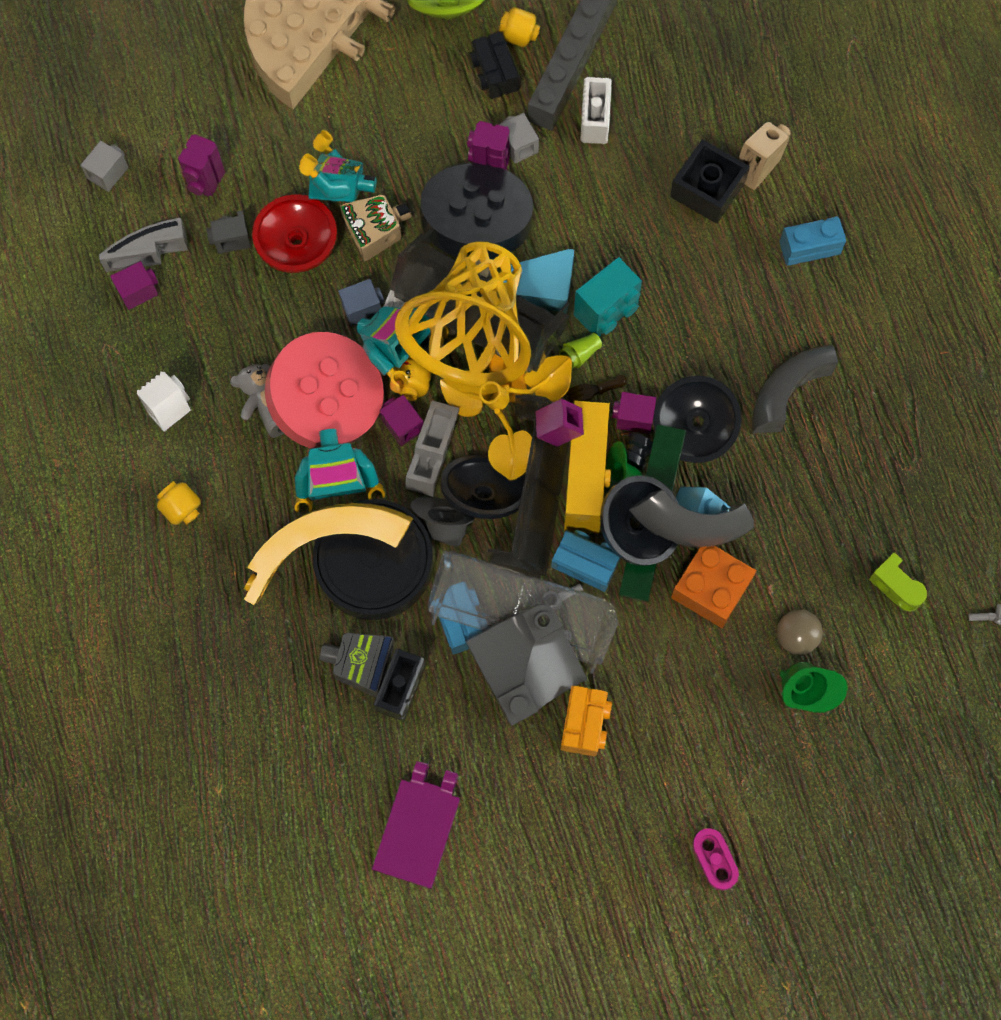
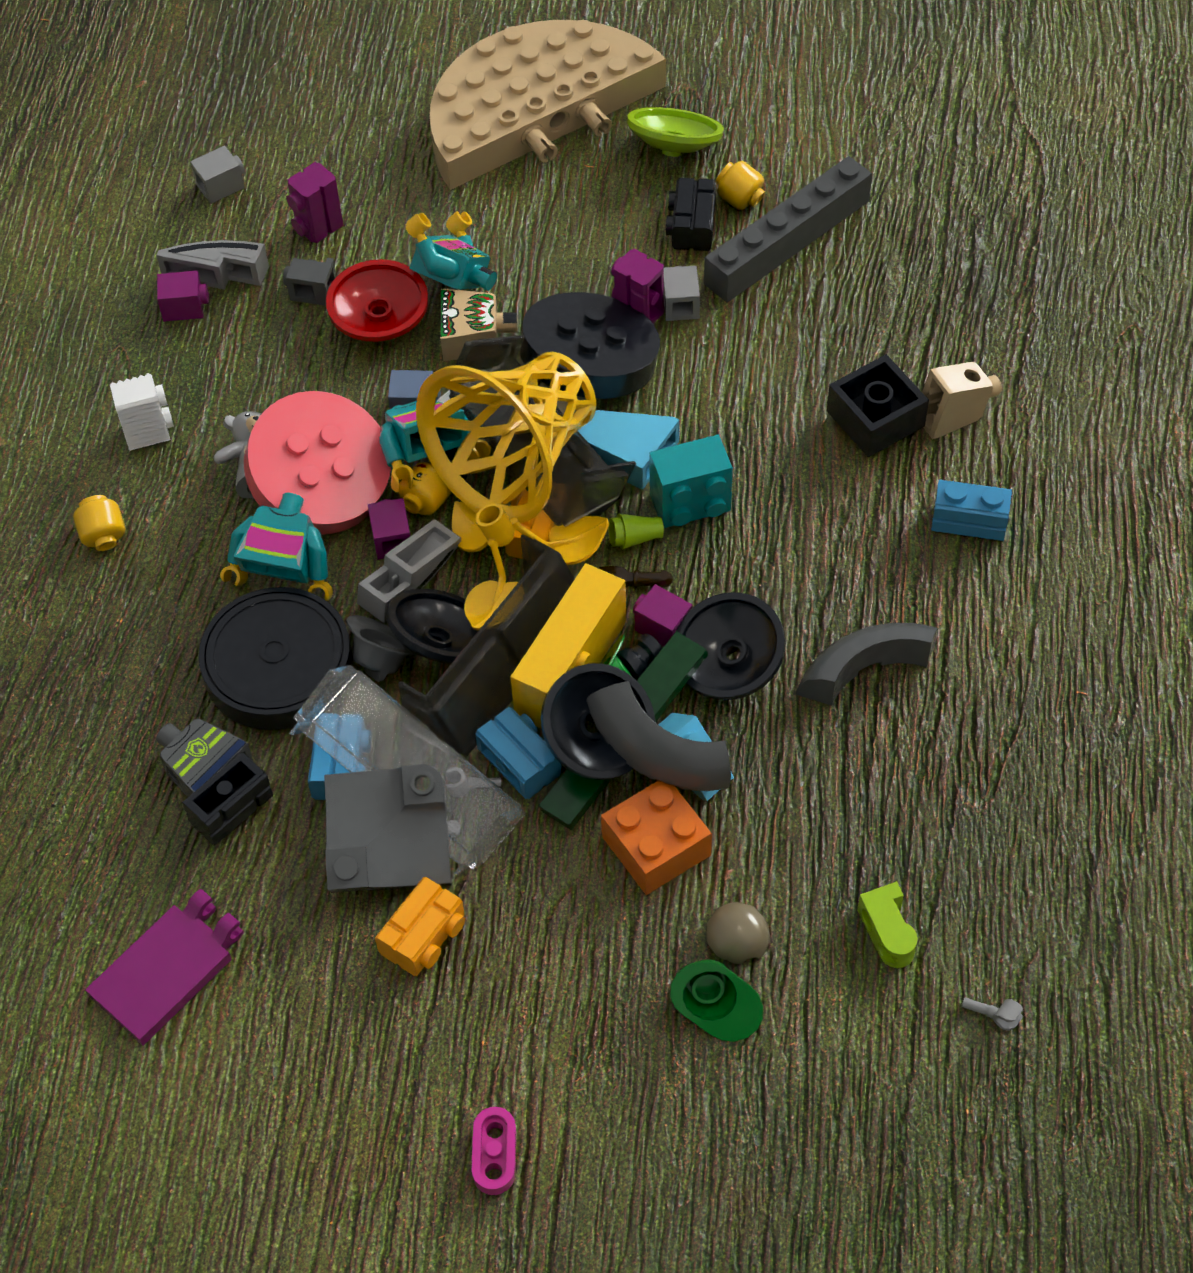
camera: 25 degrees right, 15 degrees down
(348, 518) = (217, 588): yellow arch -> none
(559, 422) = (553, 576): magenta brick -> none
(596, 110) = (782, 291): white brick -> none

